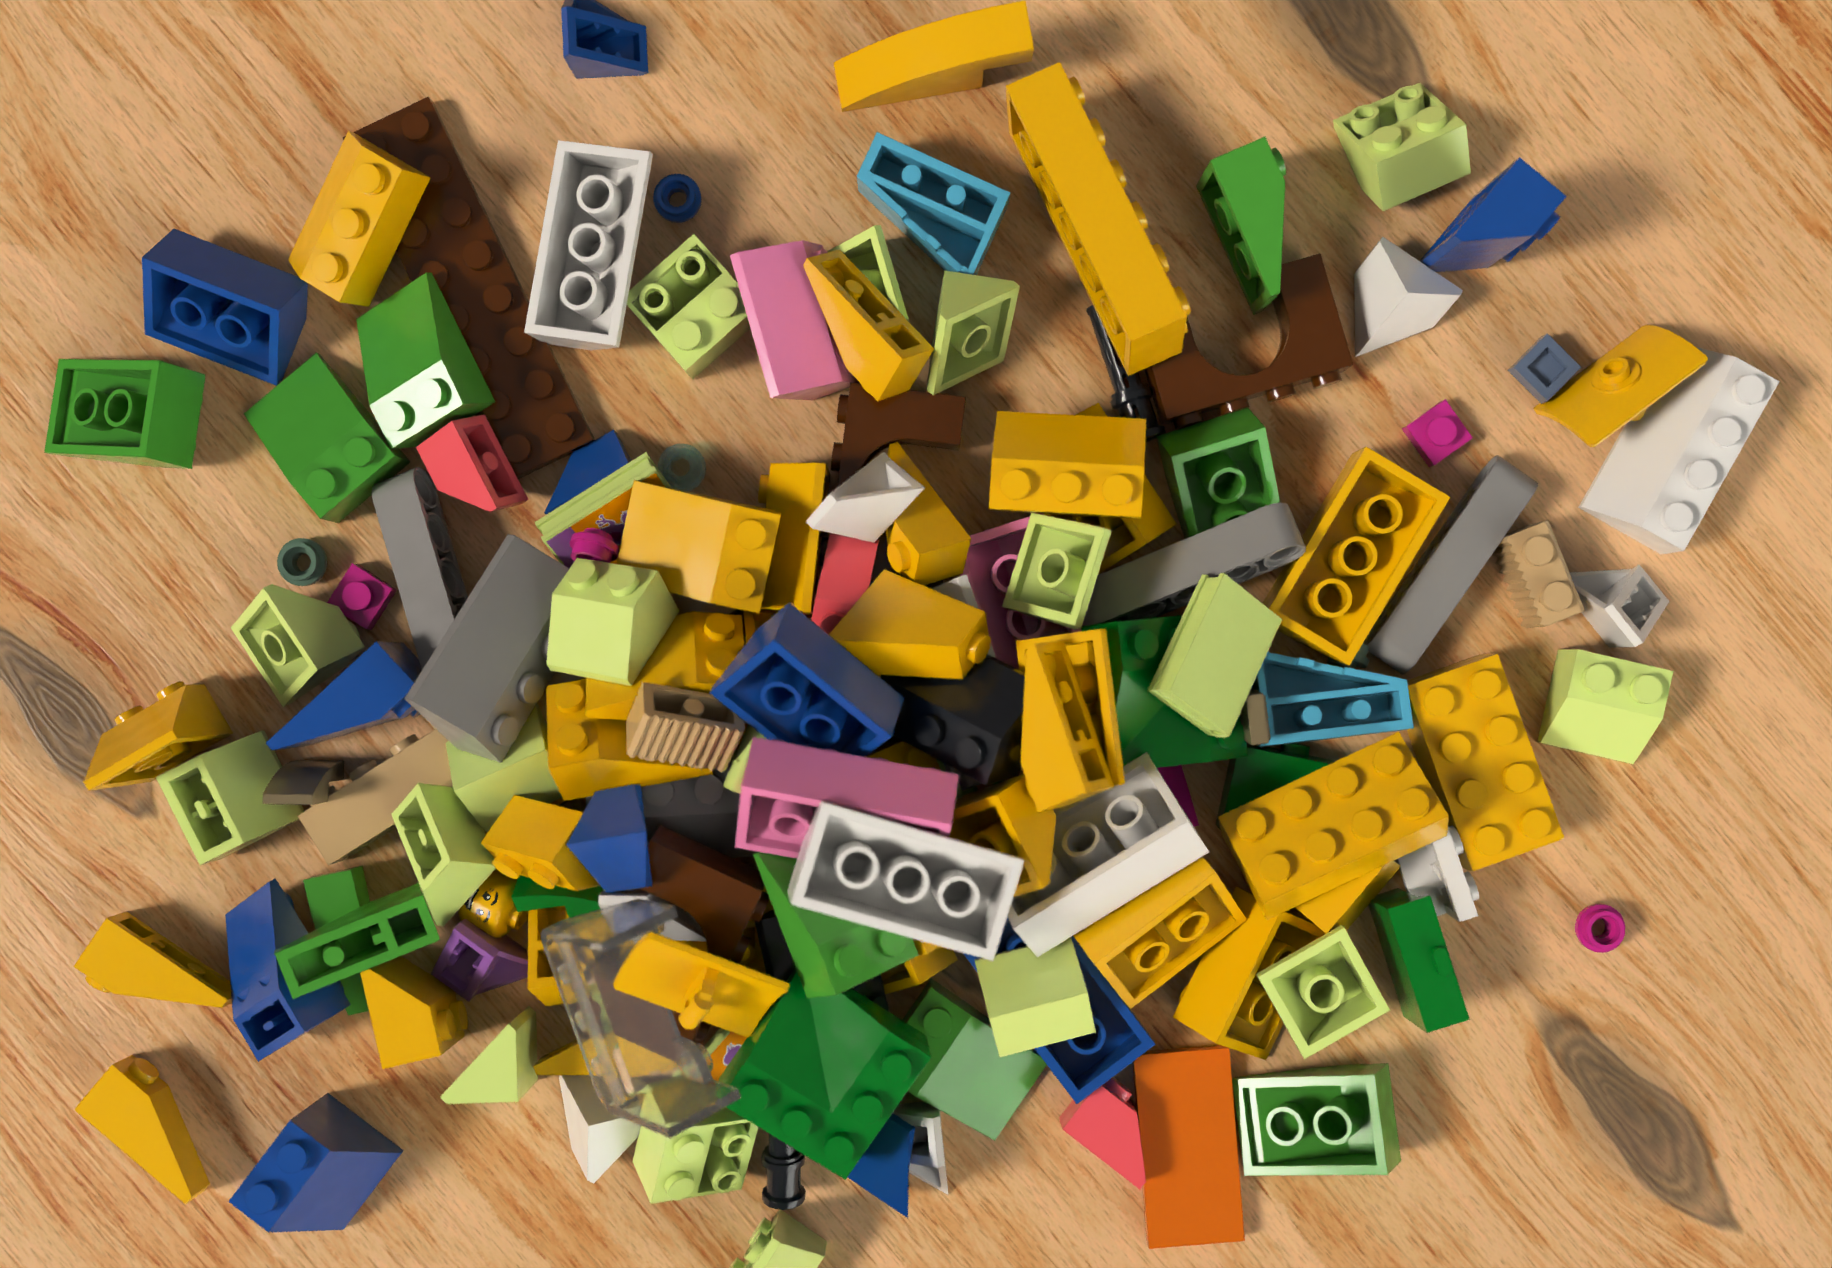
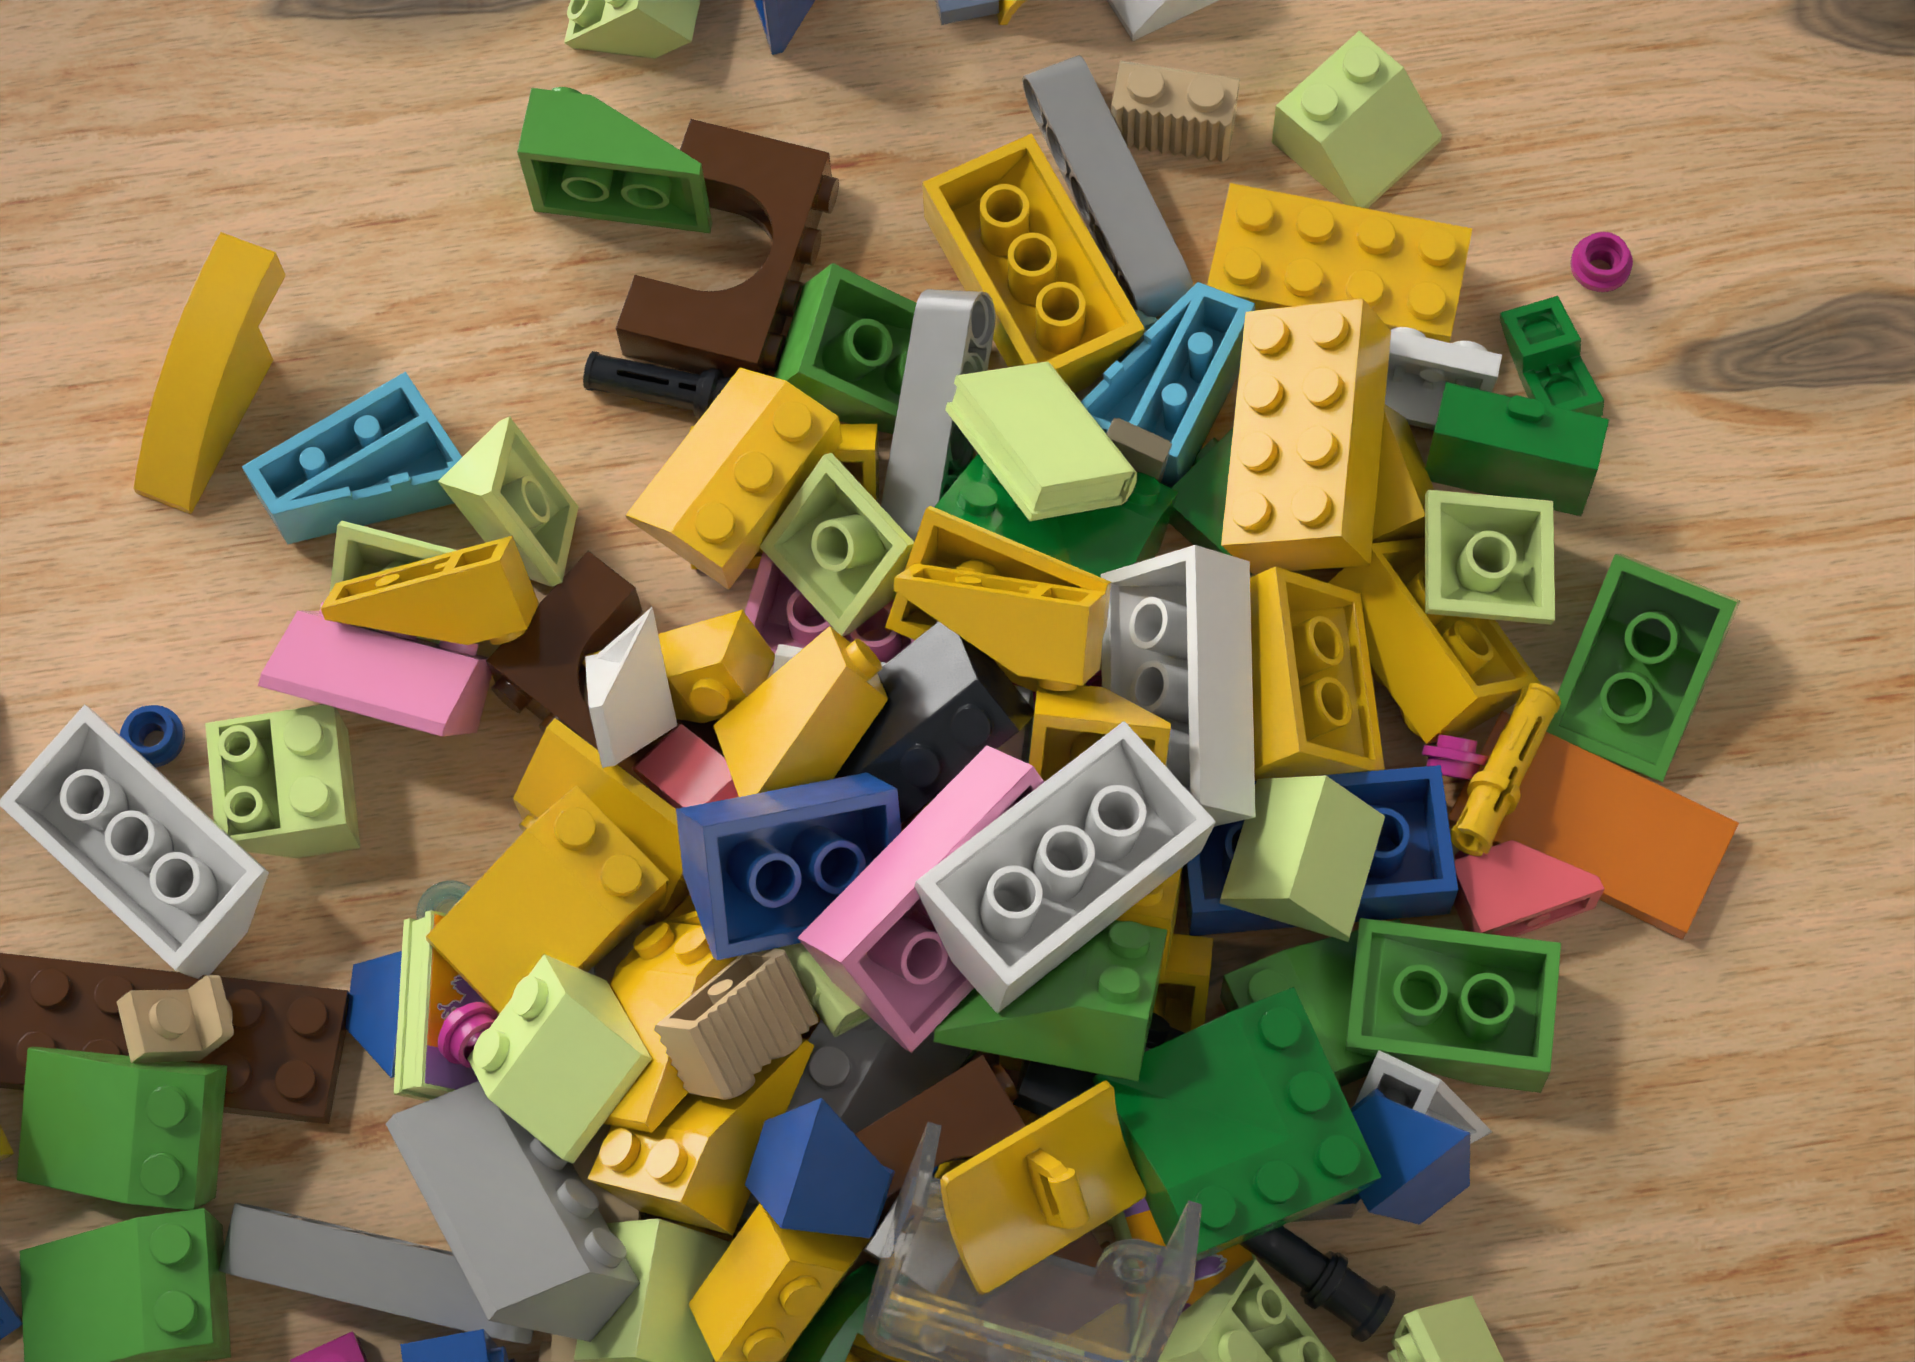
camera: 55 degrees left, 20 degrees down
(471, 465) = (274, 1137): coral slope -> none
(494, 355) = (176, 1022): none -> tan bracket
(1006, 1140) = (1456, 1002): none -> bright green slope
(1096, 218) = (496, 301): yellow brick -> none
(1165, 1083) = (1496, 788): none -> yellow pin
(1172, 1042) = (1455, 757): none -> dark pink plate
(1397, 297) = (790, 81): white slope -> none
(1437, 433) = (960, 126): dark pink plate -> none
(1501, 935) = (1549, 358): none -> green slope
(1620, 604) = (1264, 52): white slope -> none

